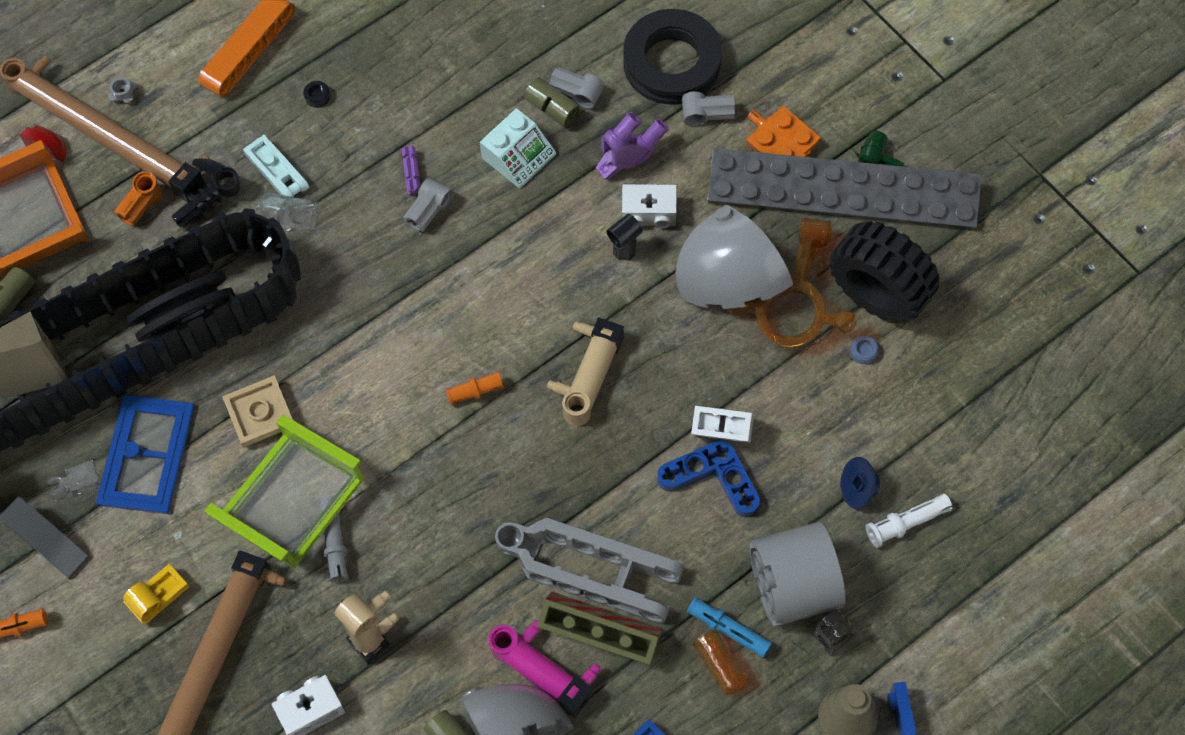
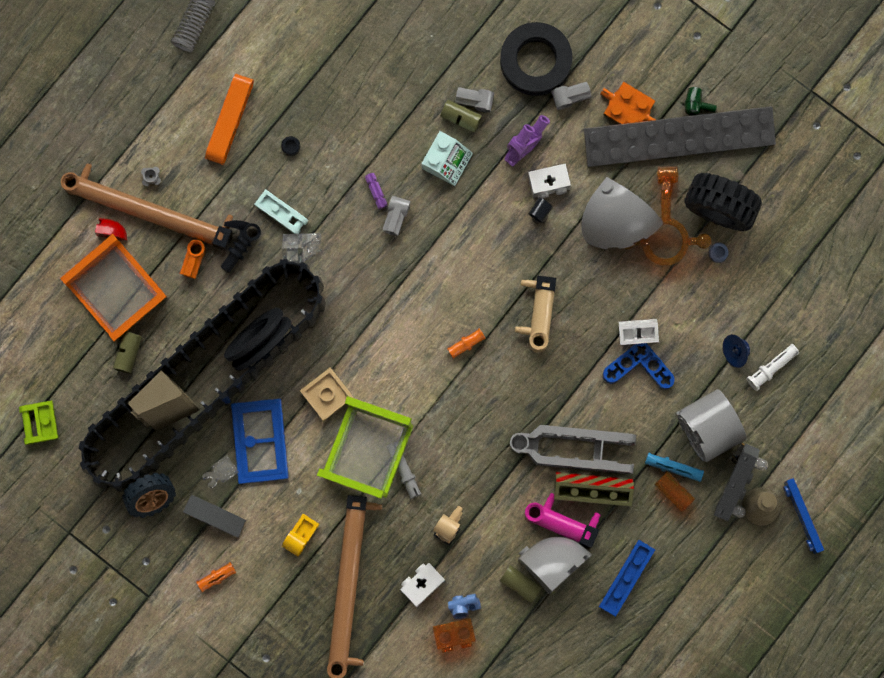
camera: 15 degrees left, 15 degrees up
(822, 656) = (735, 486): none -> dark grey piece

